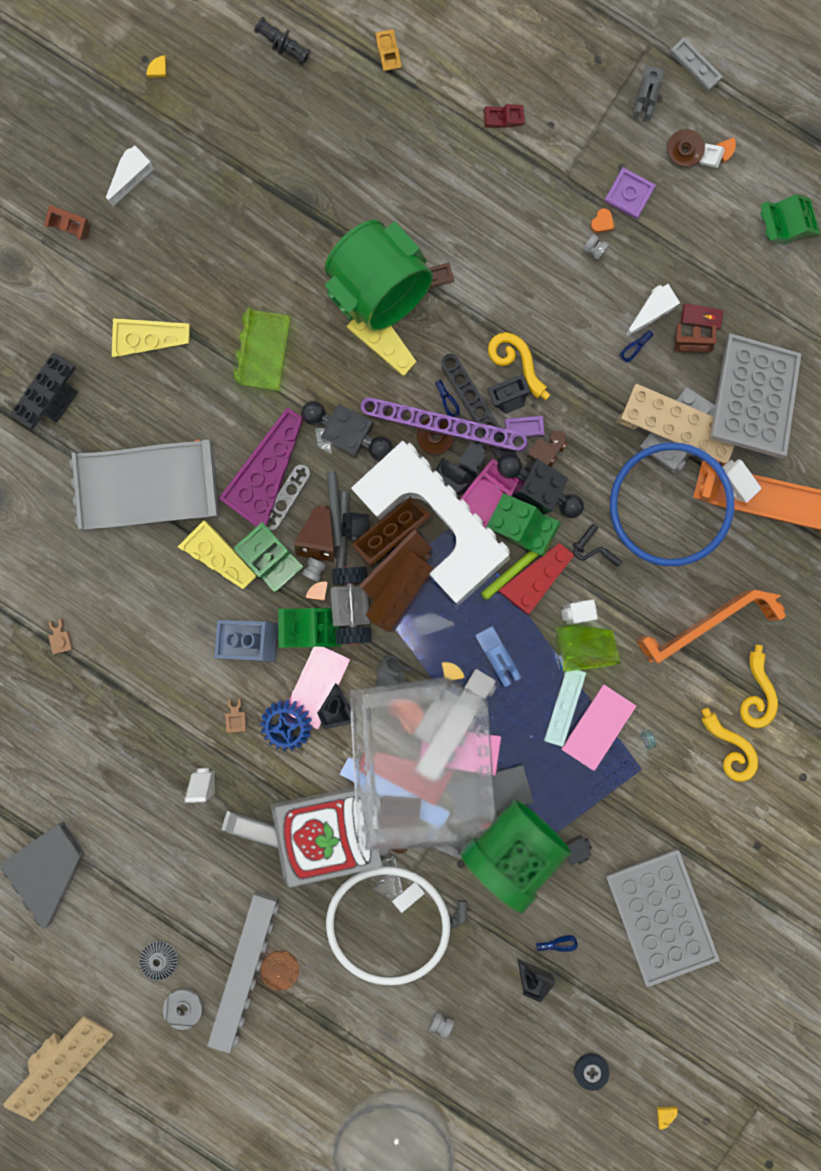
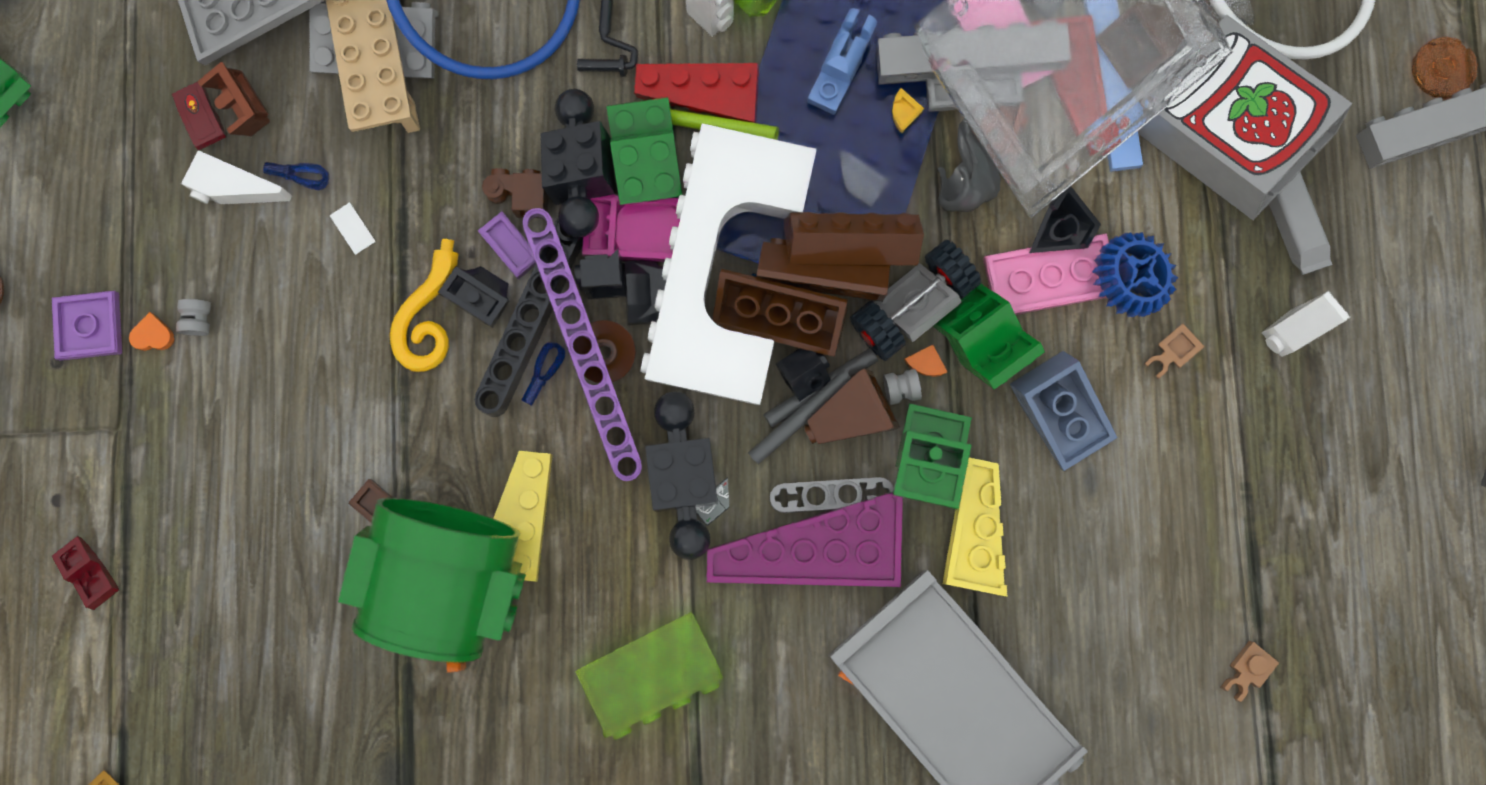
camera: 125 degrees left, 5 degrees down
(588, 355) = (352, 228): none -> white sticker

